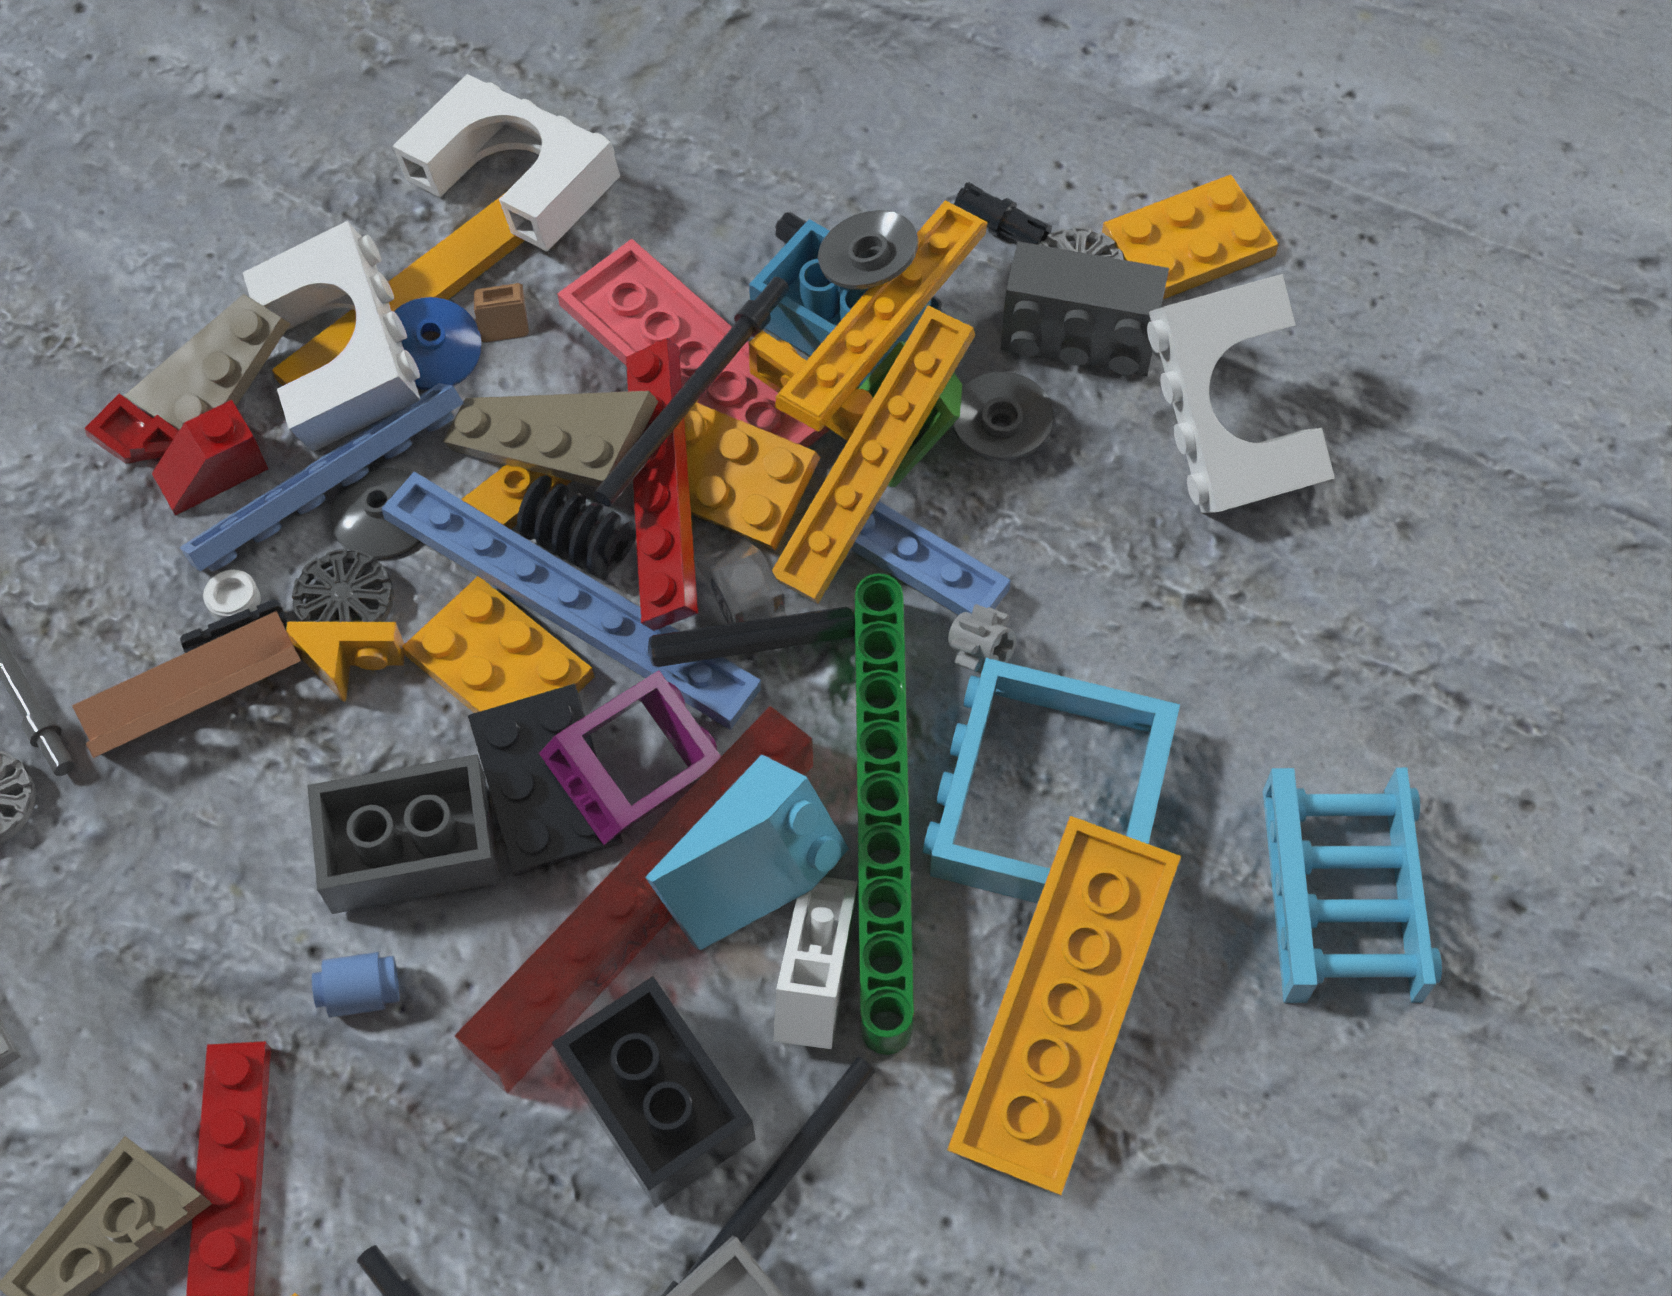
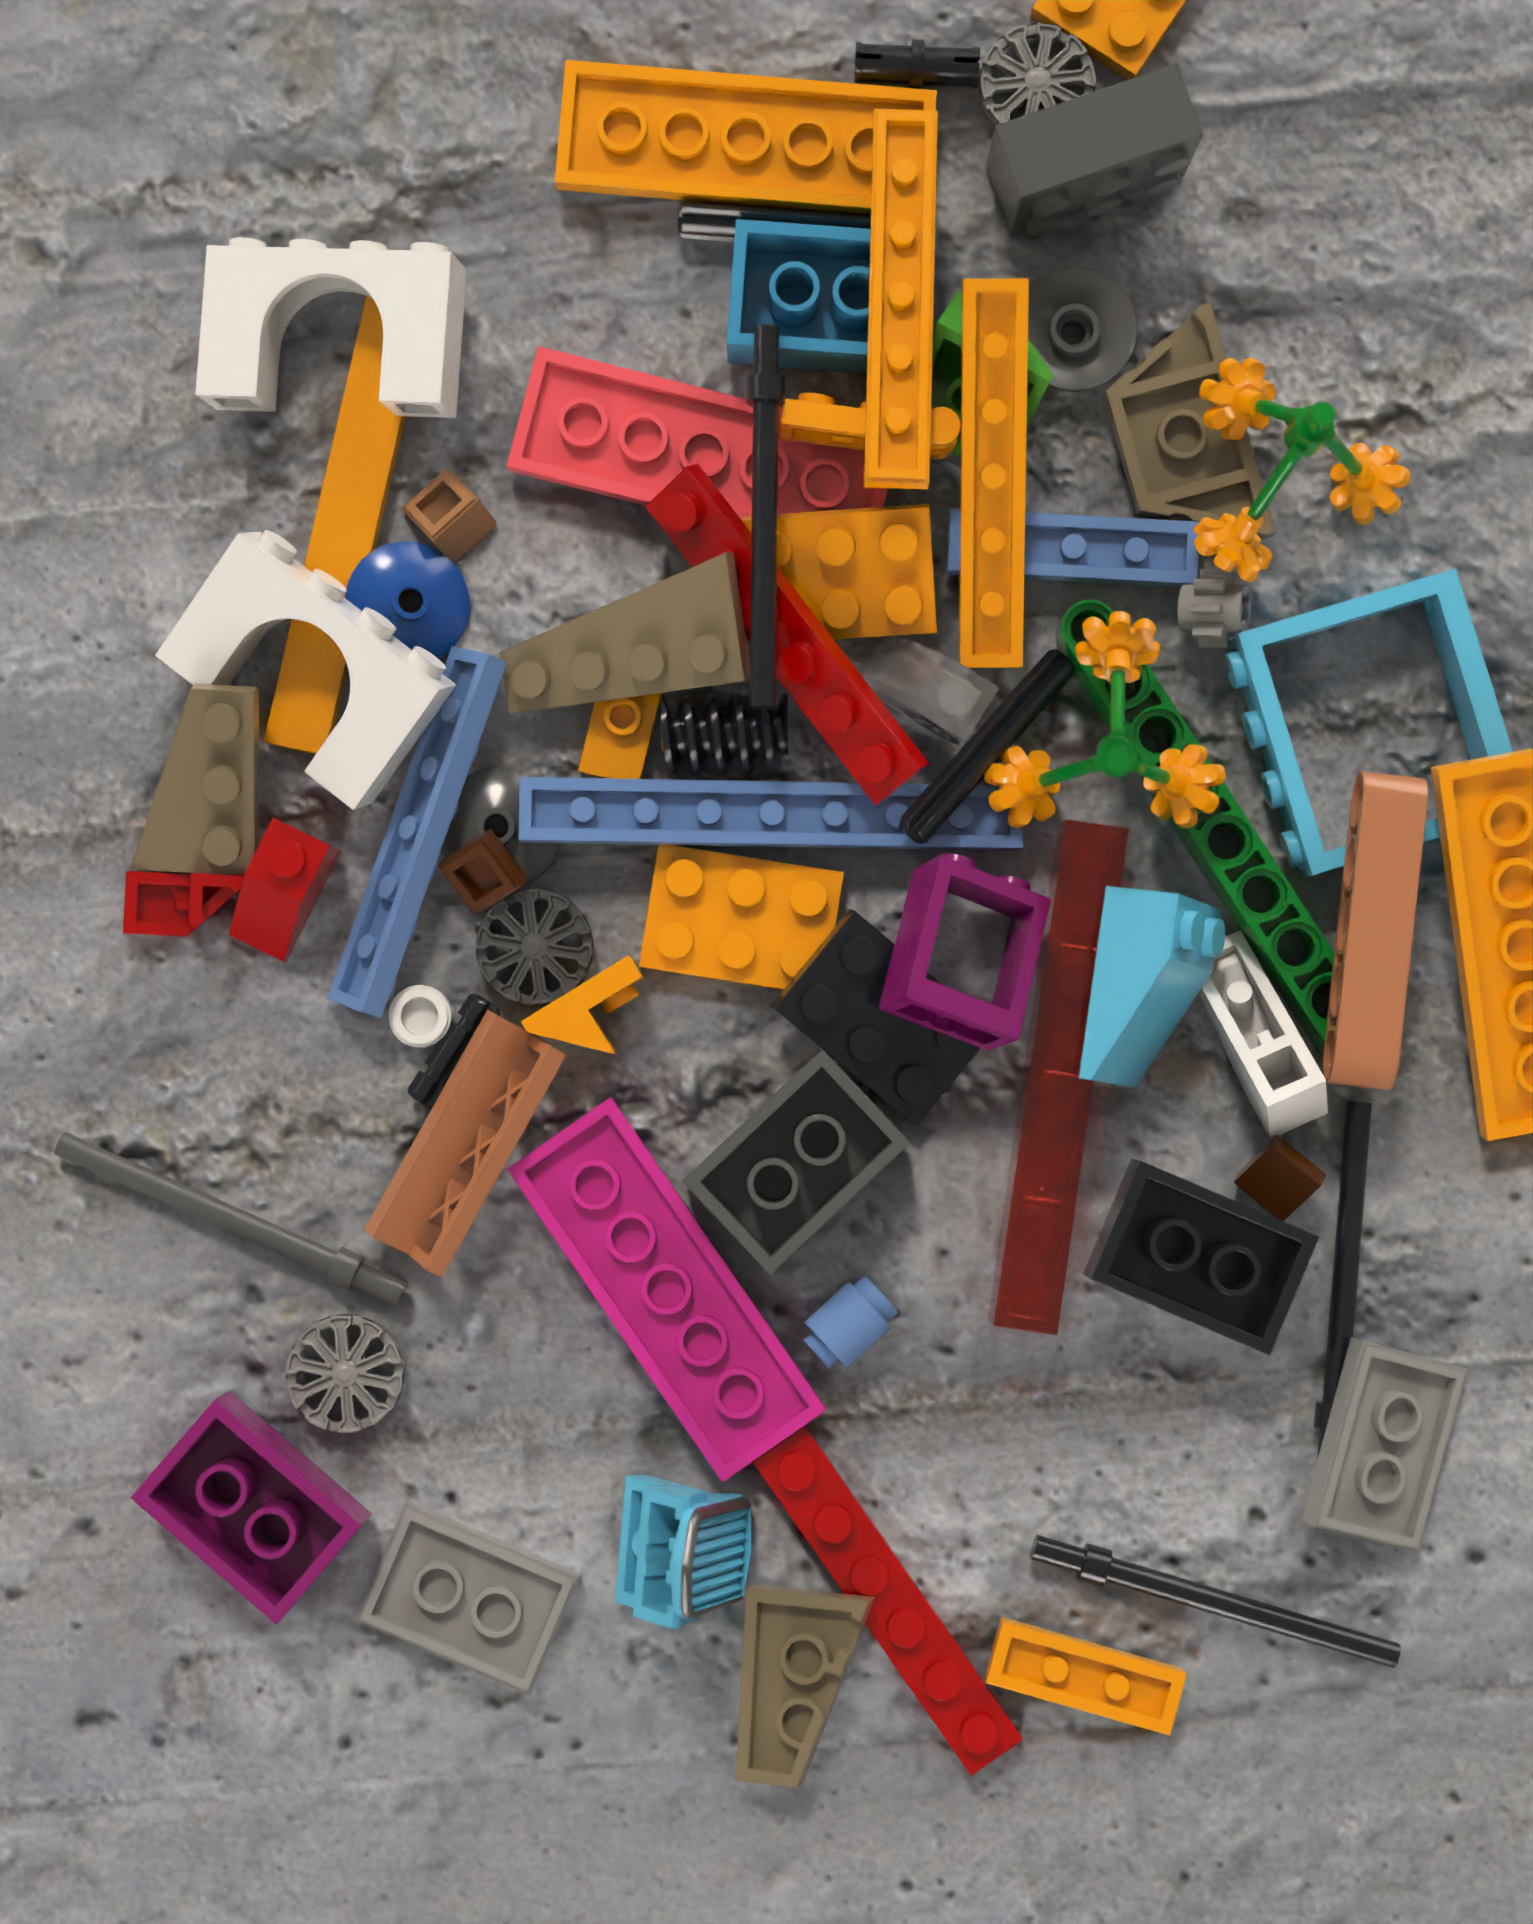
camera: 30 degrees left, 25 degrees up
(105, 1072) = (681, 1550): none -> medium azure piece
(245, 883) = (667, 1289): none -> dark pink plate
(345, 522) = (482, 872): none -> reddish brown tile
(762, 1077) = (1280, 1178): none -> reddish brown tile
(831, 179) = (721, 136): none -> light orange plate
(867, 722) = (1179, 782): none -> light orange plant
(868, 249) = (822, 214): dark grey dish -> none
(946, 914) = (1375, 930): none -> nougat beam
(1039, 525) = (1167, 452): none -> dark tan wing
(1094, 517) = (1361, 477): none -> light orange plant
(1190, 342) = (1257, 148): white arch -> none

